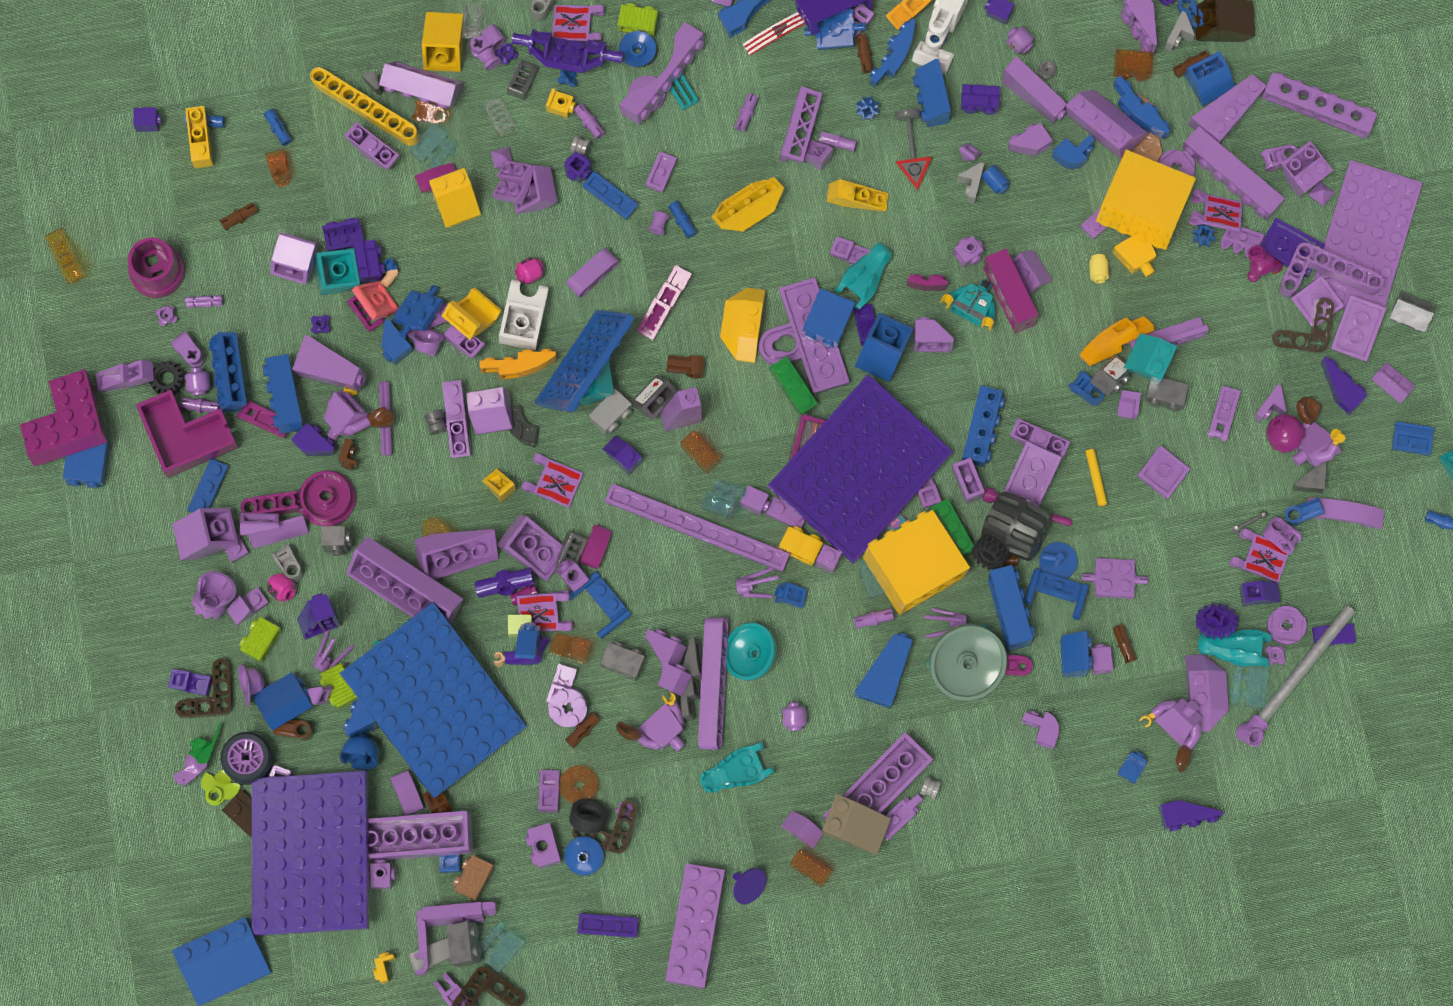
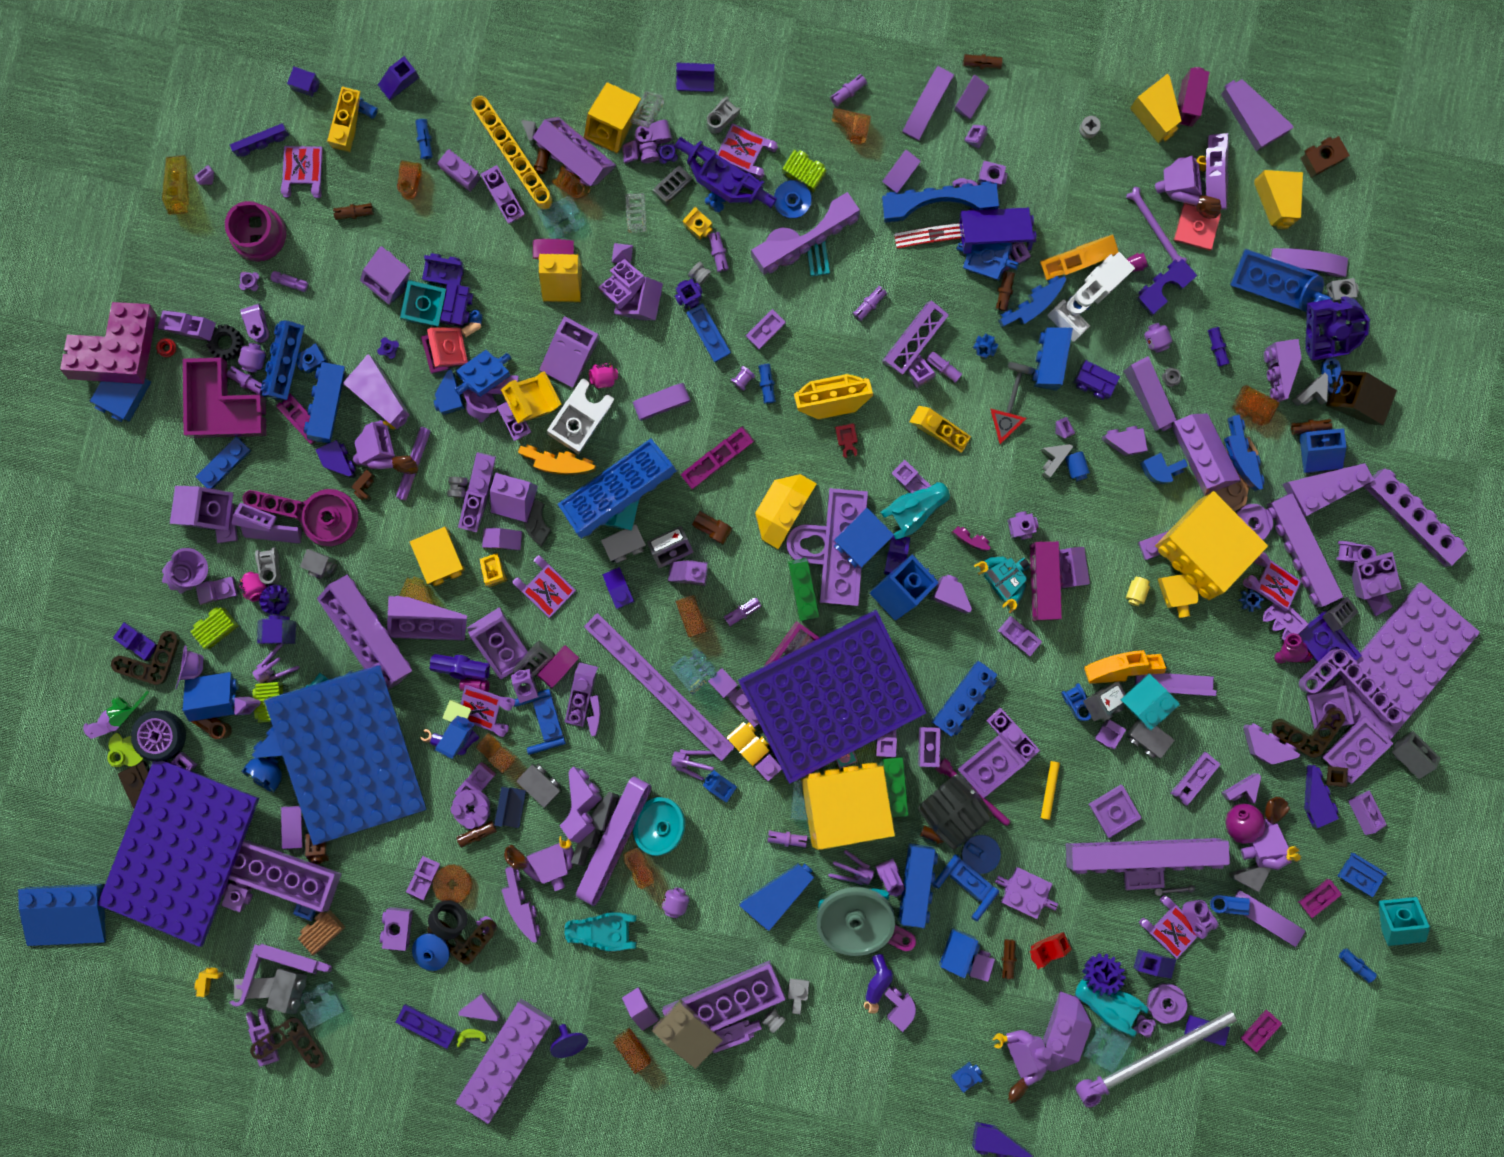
camera: 15 degrees right, 10 degrees up
(88, 238) = (205, 176): none -> medium lavender slope
(112, 399) = (162, 343): none -> red plate
(127, 186) = (260, 140): none -> dark purple plate
(175, 195) = (302, 166): none -> flag
(233, 82) = (398, 78): none -> dark purple slope
(255, 367) = (317, 357): none -> blue brick
(301, 584) = (271, 593): none -> dark purple gear
(322, 141) = (459, 170): none -> medium lavender brick
(394, 103) = (542, 160): none -> reddish brown pin
(443, 491) = (437, 556): none -> yellow panel
(472, 65) = (630, 151): none -> medium lavender slope
(489, 261) = (569, 352): none -> medium lavender slope
(495, 453) = (502, 538): none -> medium lavender slope
(604, 693) = (510, 807): none -> dark blue panel
(627, 564) = (580, 694): none -> medium lavender slope
(648, 581) = (594, 721): none -> medium lavender slope
(651, 888) = (480, 1008): none -> medium lavender slope
(653, 917) = (470, 1033): none -> lime piece
(656, 783) = (521, 912): none -> medium lavender slope
(745, 430) = (742, 612): none -> medium lavender axle
(751, 699) = (642, 872): none -> clear orange brick
(775, 238) = (846, 437): none -> dark red plate
(942, 754) = (798, 991): none -> light grey plate
(982, 611) = (890, 876): none -> medium lavender piece
(990, 552) = (919, 827): black tyre -> none
(1009, 352) = (1020, 636): none -> medium lavender slope
(1013, 714) = (878, 984): none -> dark purple arm
(1077, 27) = (1218, 346): none -> dark purple pin
(1157, 618) = (1049, 949): none -> red brick
(1208, 496) = (1147, 854): none -> medium lavender brick
(1216, 522) = (1143, 880): none -> medium lavender plate
(1276, 359) = (1268, 746): none -> medium lavender slope
(1289, 215) = (1332, 619): none -> flat silver slope
(1351, 360) = (1337, 776): none -> dark brown slope
(1383, 475) = (1319, 898): none -> magenta plate
(1383, 615) = (1261, 1030): none -> magenta plate

